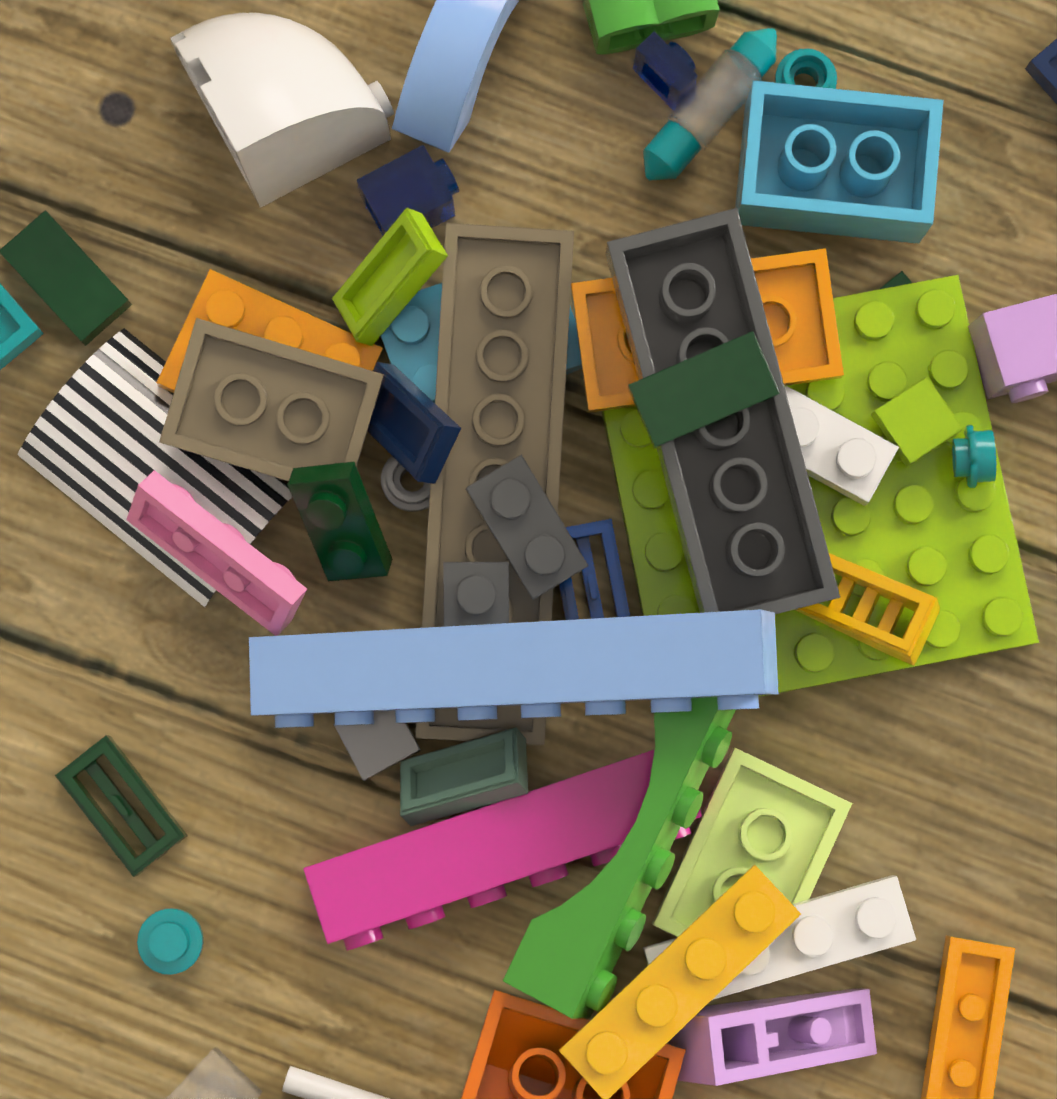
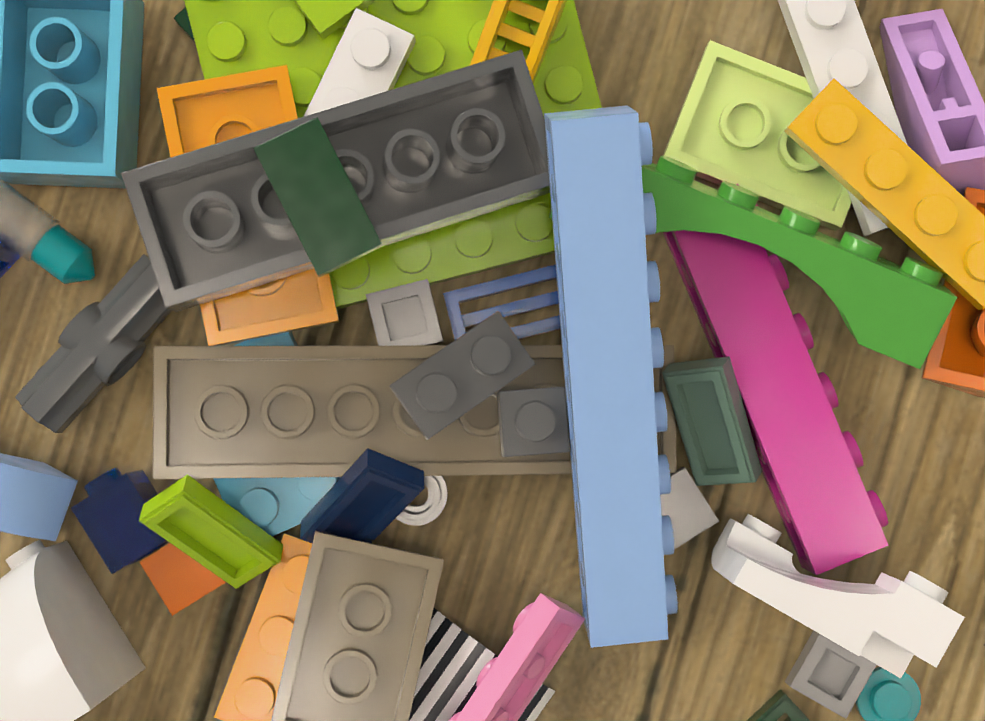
camera: 90 degrees left, 5 degrees up
(202, 883) = (830, 674): none -> light grey plate
(255, 914) = (877, 620): none -> white slope
(340, 521) = (466, 564): dark green plate -> none
(346, 244) = (178, 577): none -> orange tile
(574, 175) = (96, 349): none -> dark grey piece
(590, 480) = (405, 315): none -> light grey plate

